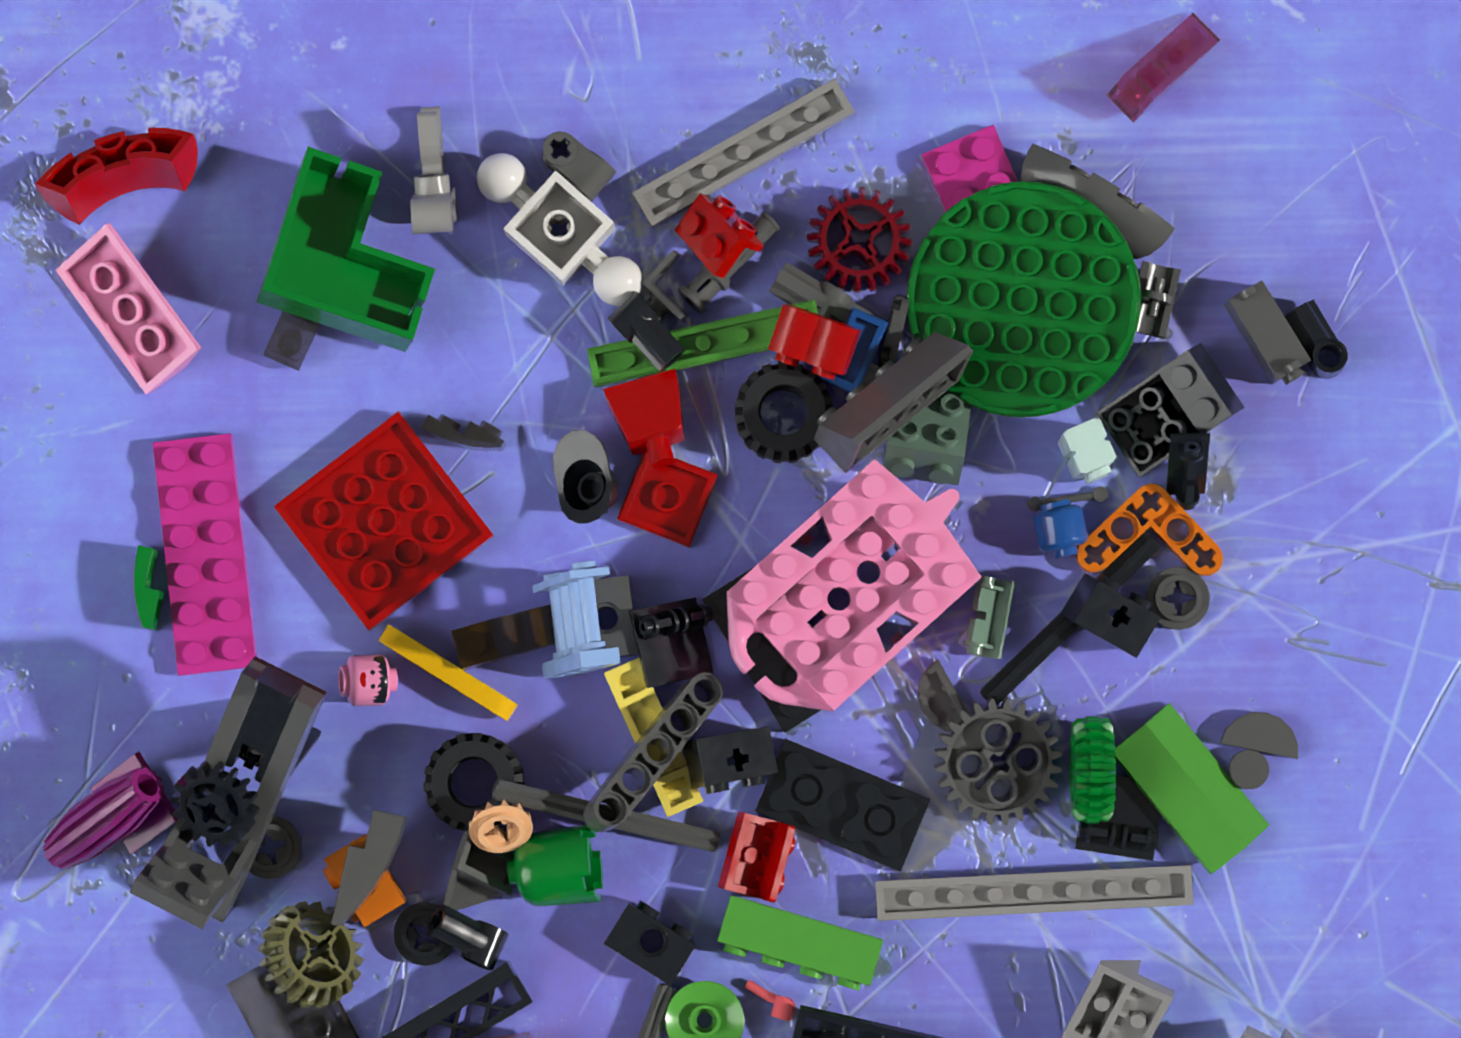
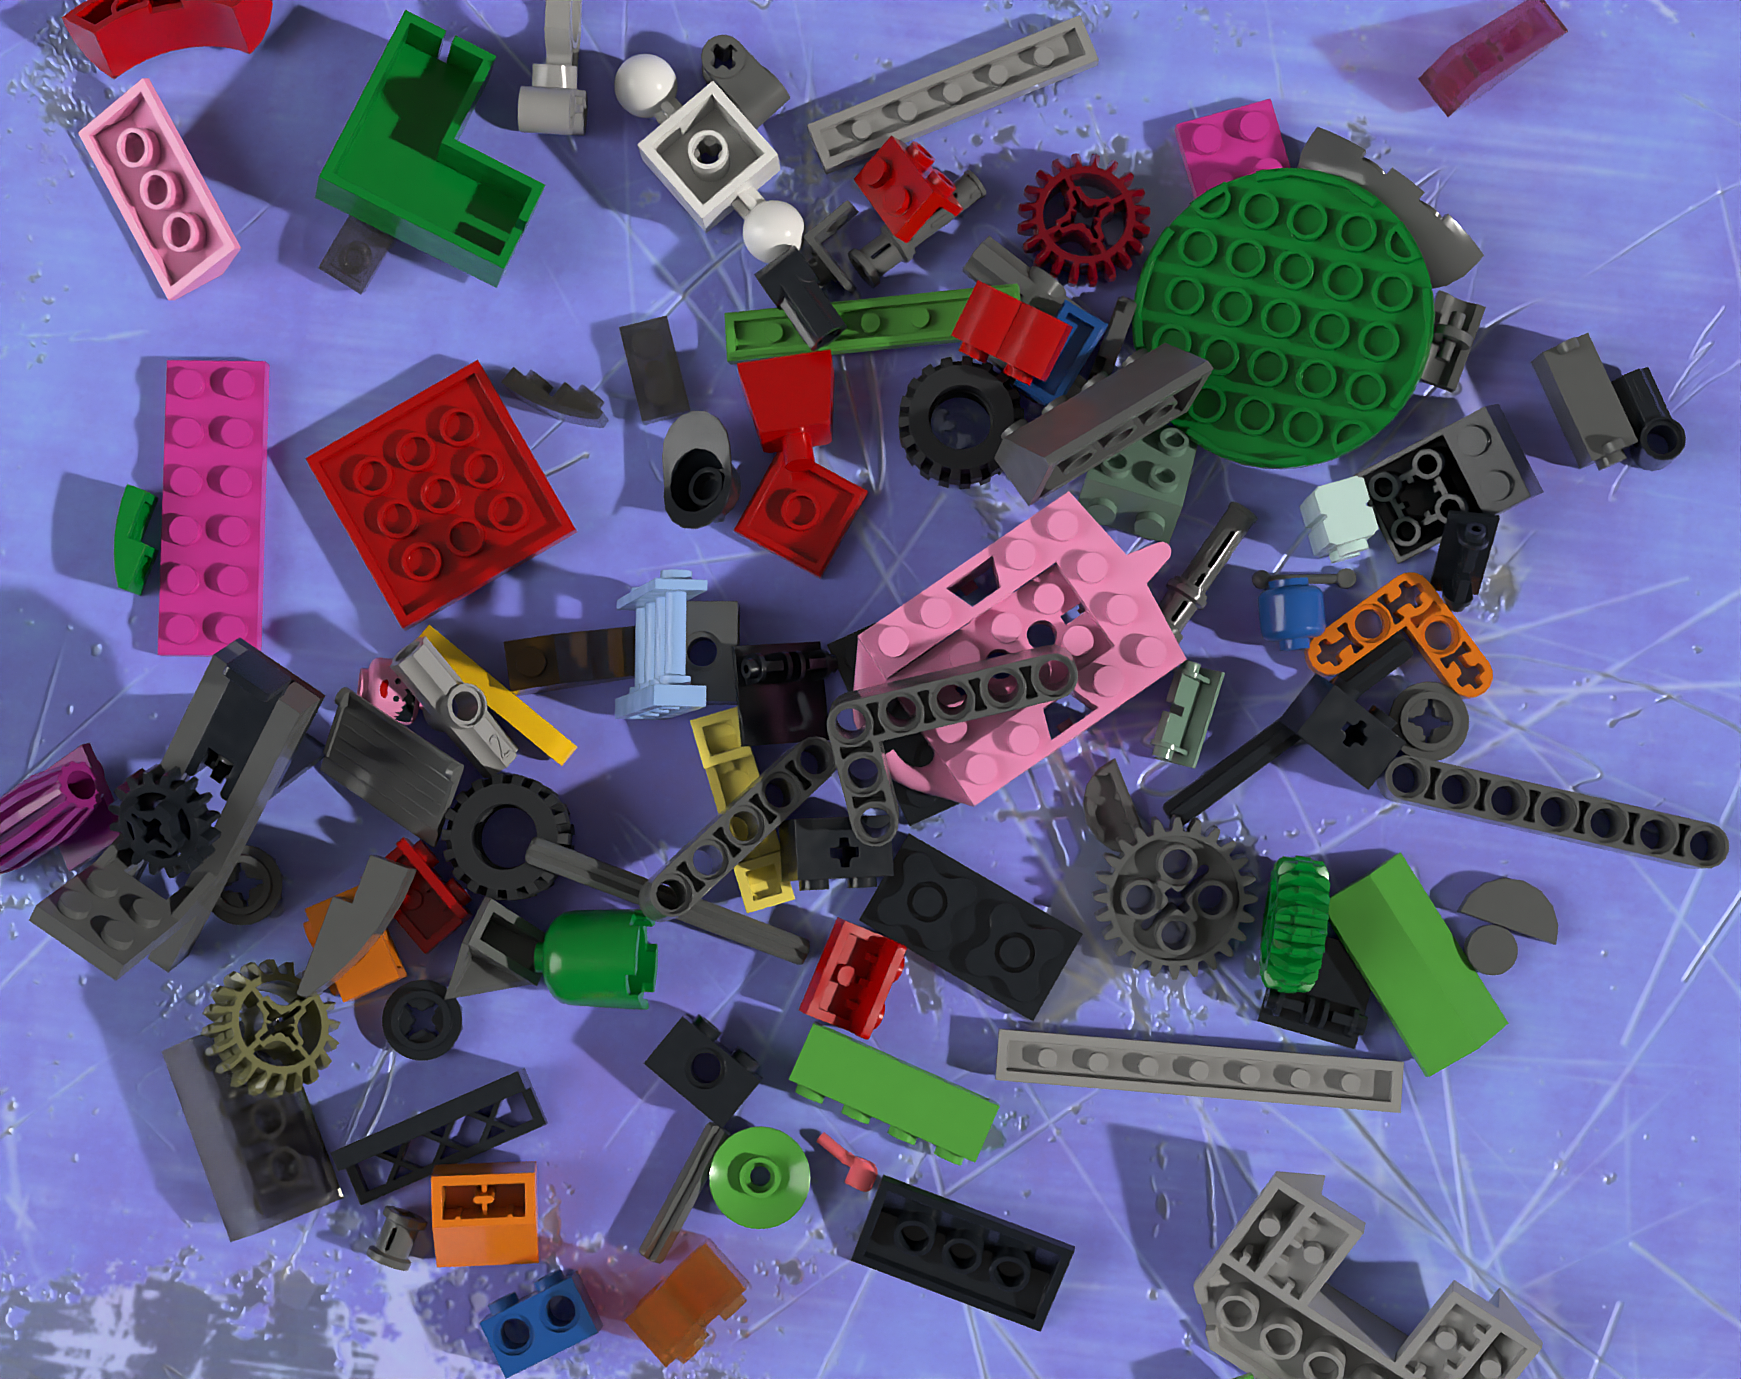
camera: 15 degrees right, 0 degrees up
(375, 739) = (390, 766): none -> dark grey piece
(406, 675) = (435, 687): none -> light grey piece
(421, 844) = (431, 905): none -> red bracket
(475, 940) = (481, 1036): black piece -> none
(491, 837) = (522, 912): light nougat gear -> none
(538, 400) = (655, 370): none -> clear smoke plate
(791, 645) = (929, 714): none -> dark grey beam
(977, 522) = (1188, 592): none -> dark grey pin
(1300, 657) = (1575, 808): none -> dark grey beam

